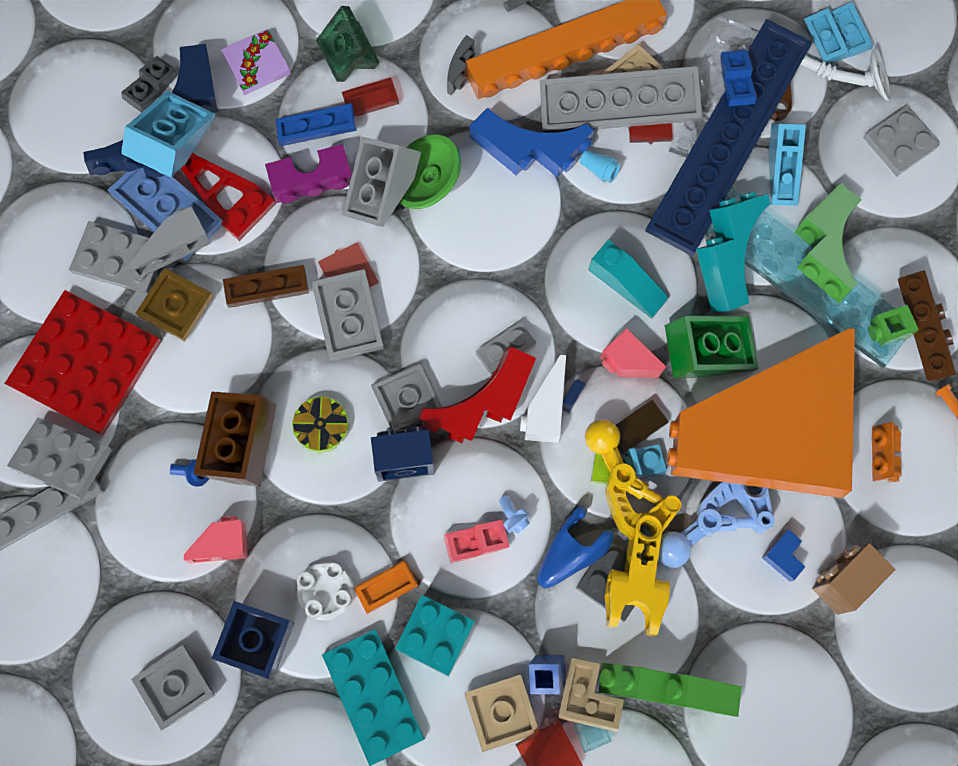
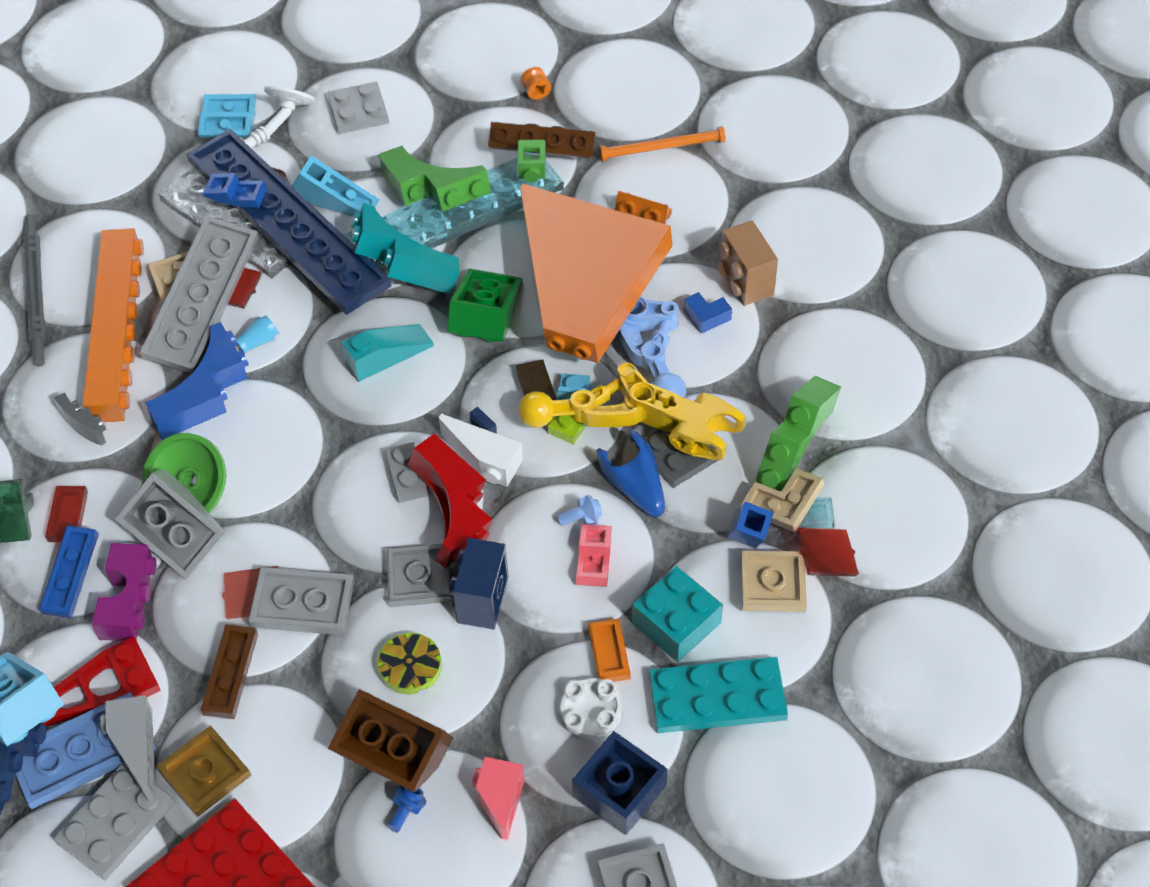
camera: 65 degrees left, 20 degrees down
(631, 358) = (466, 367): coral slope -> none

